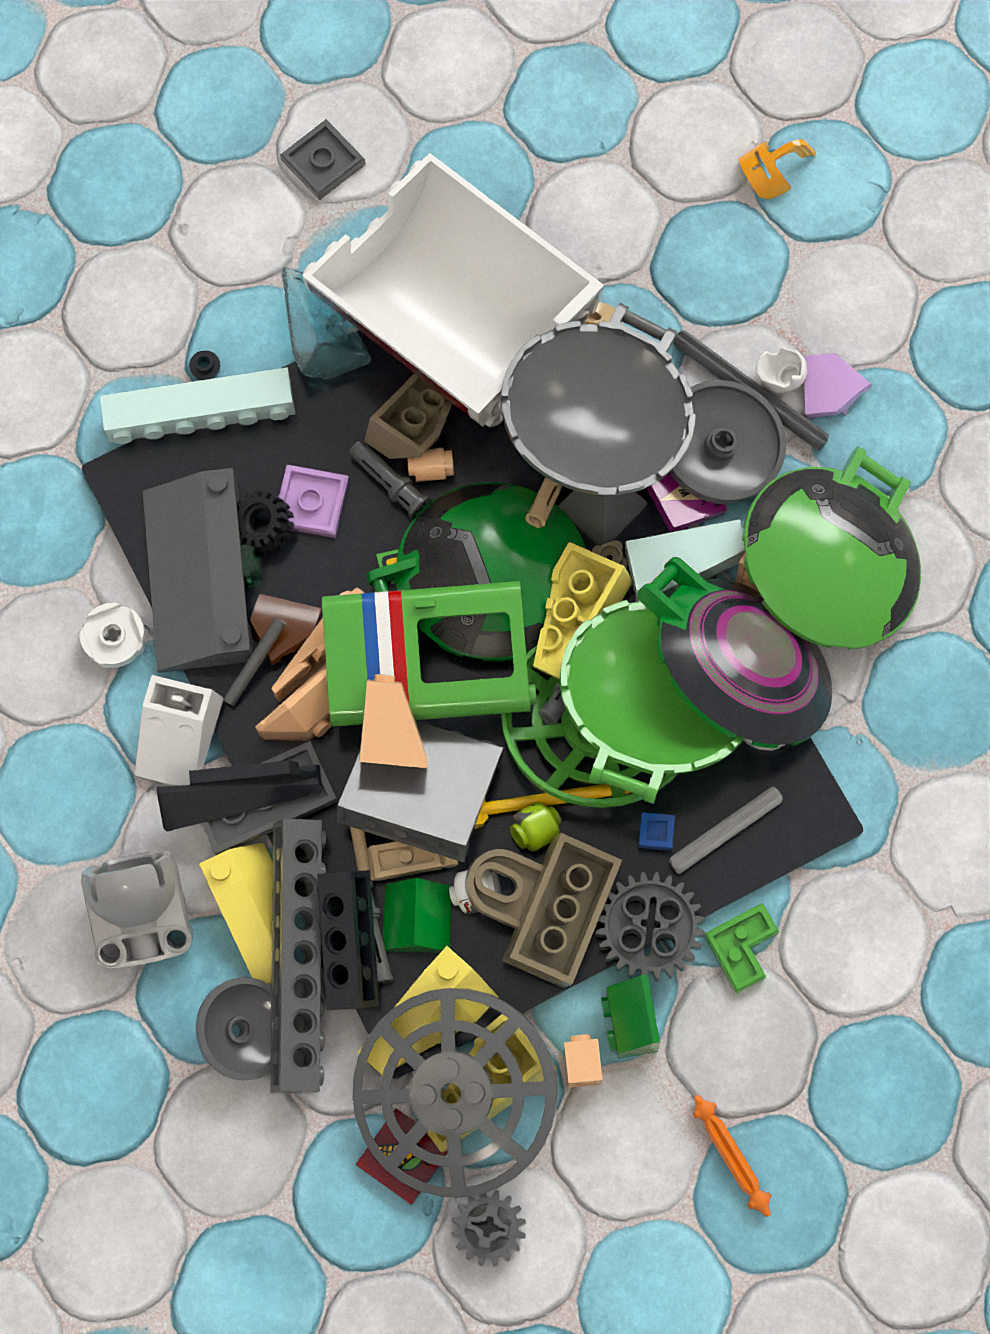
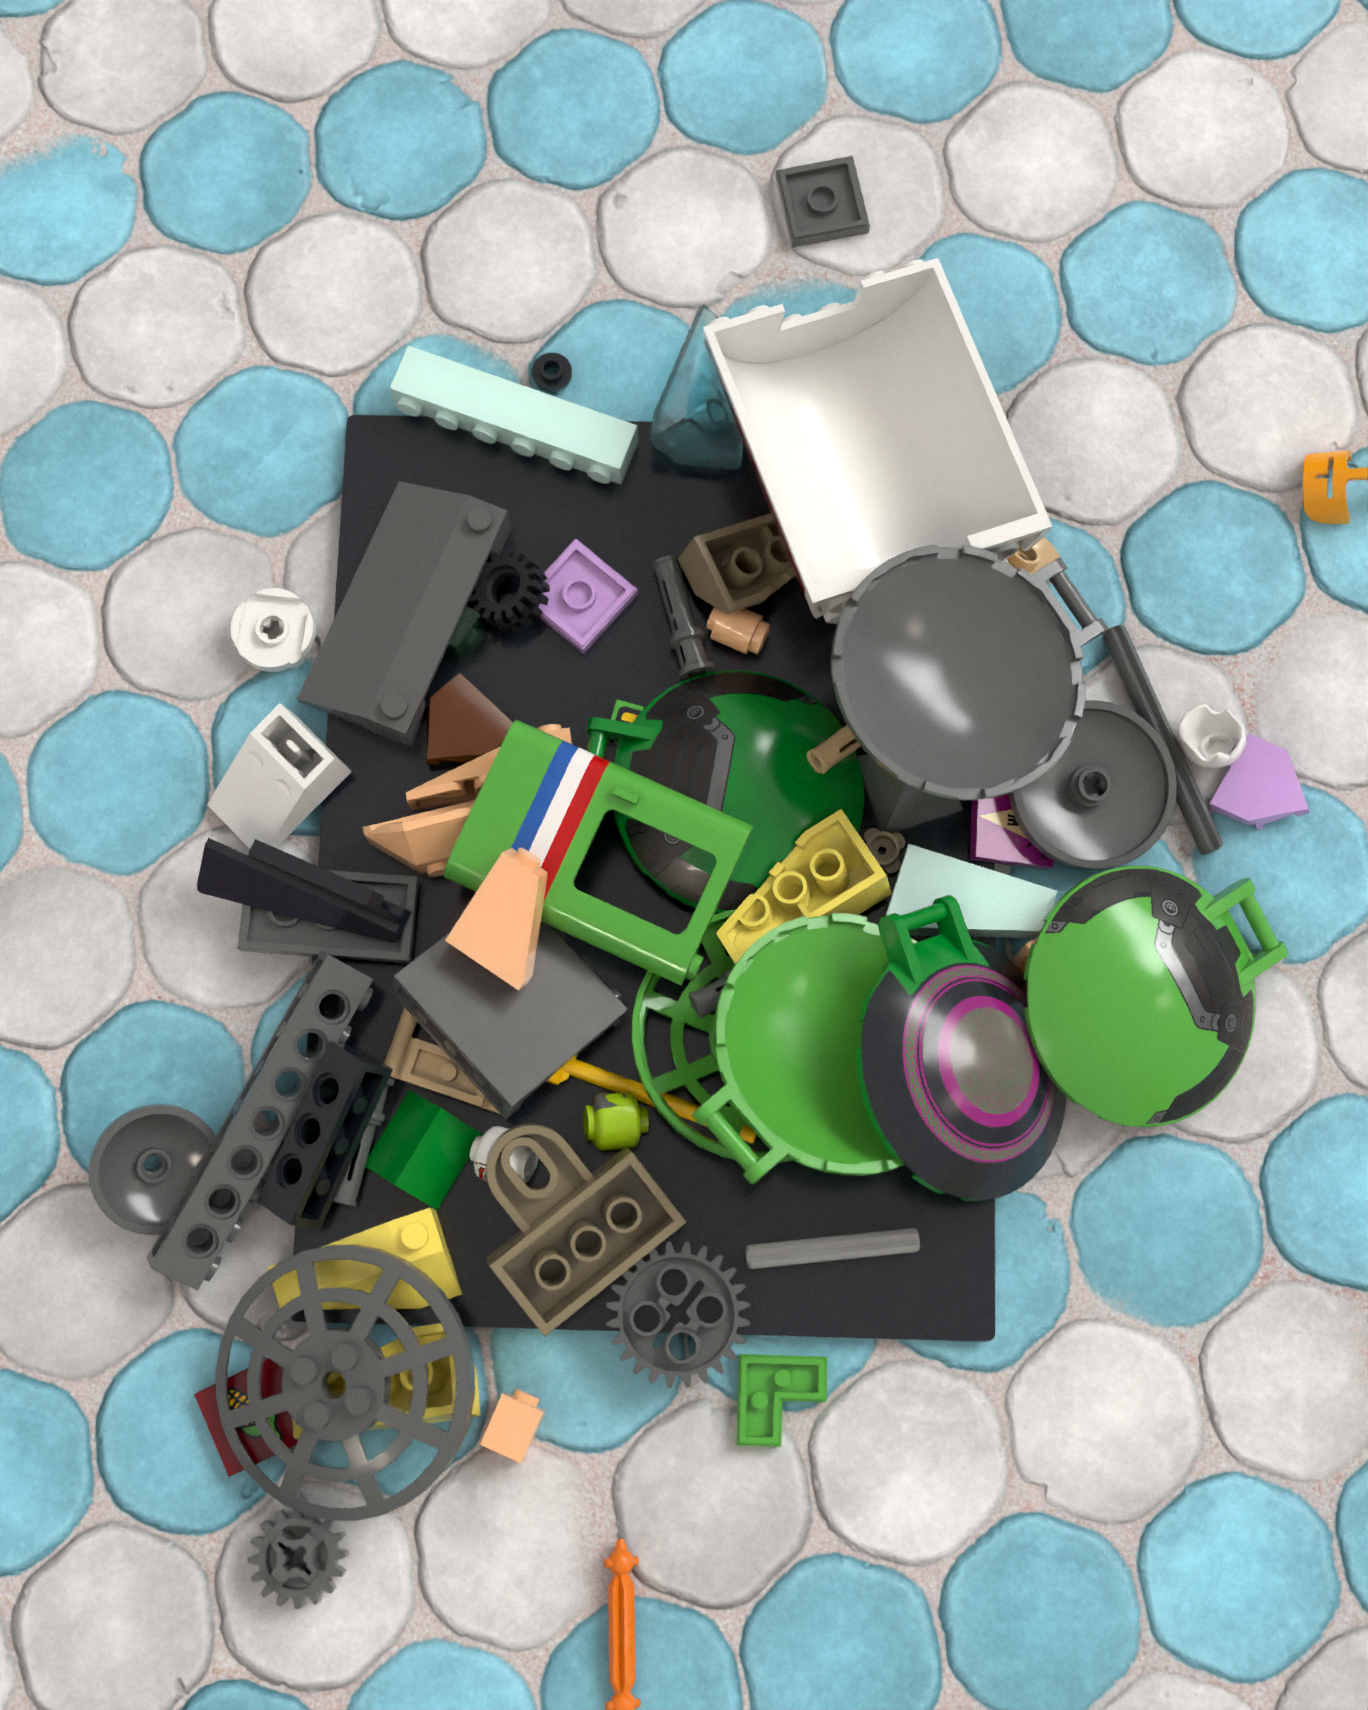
camera: 25 degrees right, 5 degrees up
(135, 907) = (115, 962): light grey piece -> none
(243, 890) = (244, 1008): light yellow wedge -> none
(254, 661) = (408, 749): dark grey bar -> none
(632, 1018) = (595, 1410): green slope -> none
(656, 831) = (750, 1206): blue plate -> none

